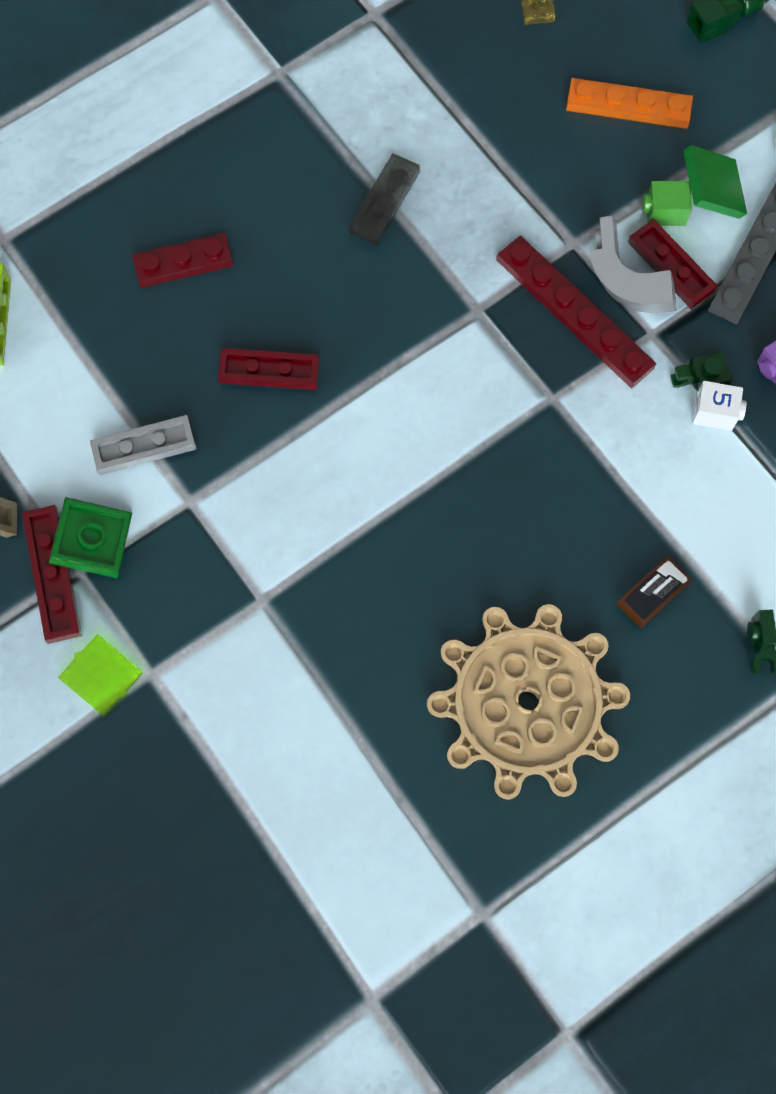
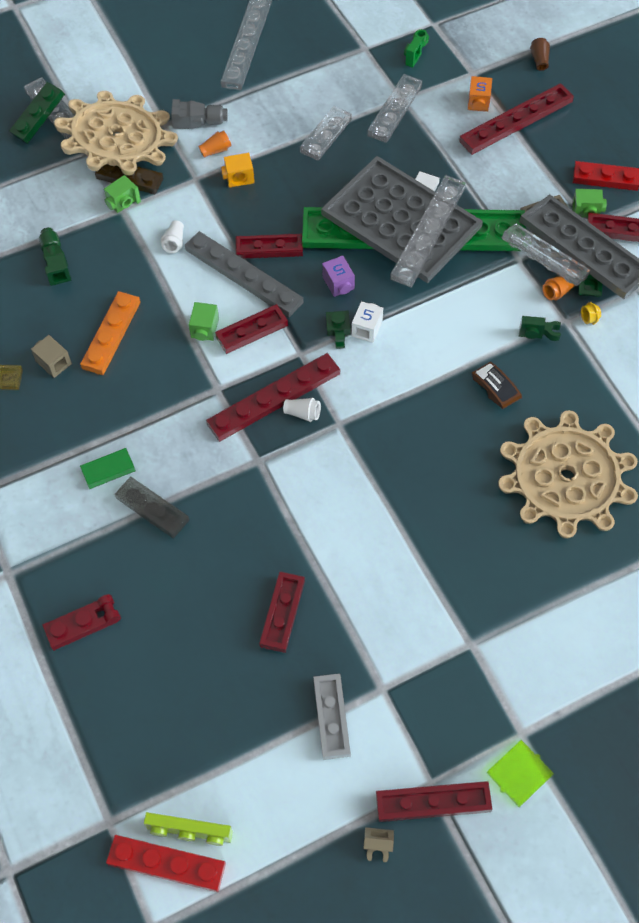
camera: 80 degrees left, 10 degrees down
(90, 537) = (408, 765): green tile -> none
(182, 260) = (168, 669): dark red plate -> none
(226, 158) = (81, 622): none -> dark red plate
(431, 142) = (107, 468): none -> green tile
(560, 349) = (303, 408): none -> white cone
(574, 42) = (51, 356): none -> dark tan brick
(634, 290) = (262, 360): light grey arch -> none
(714, 182) = (195, 289): green tile -> none

